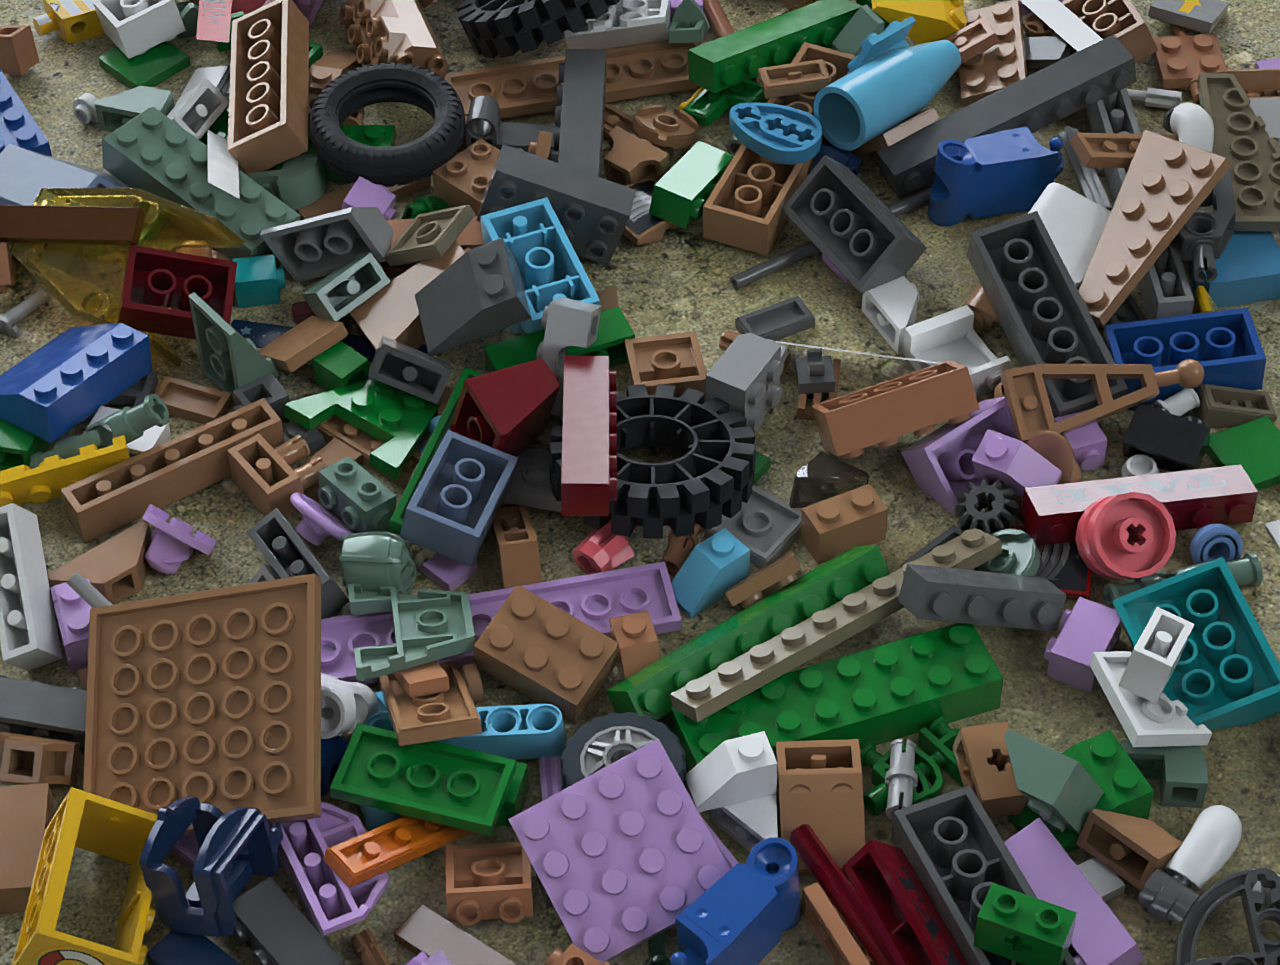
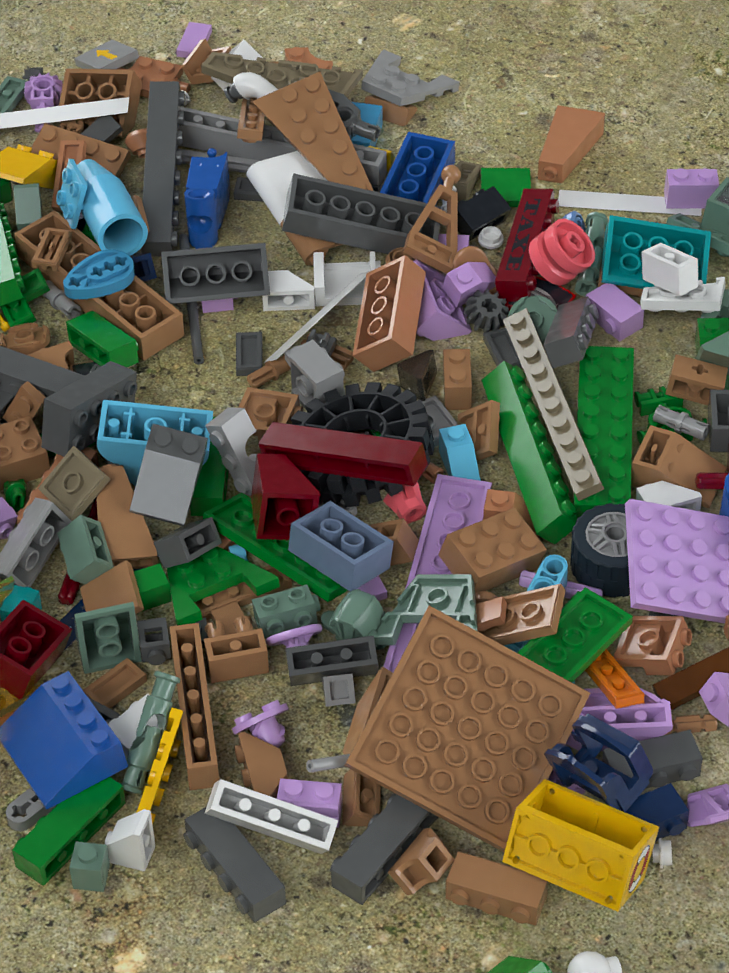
camera: 65 degrees left, 0 degrees up
(734, 773) = (650, 479): white slope -> none

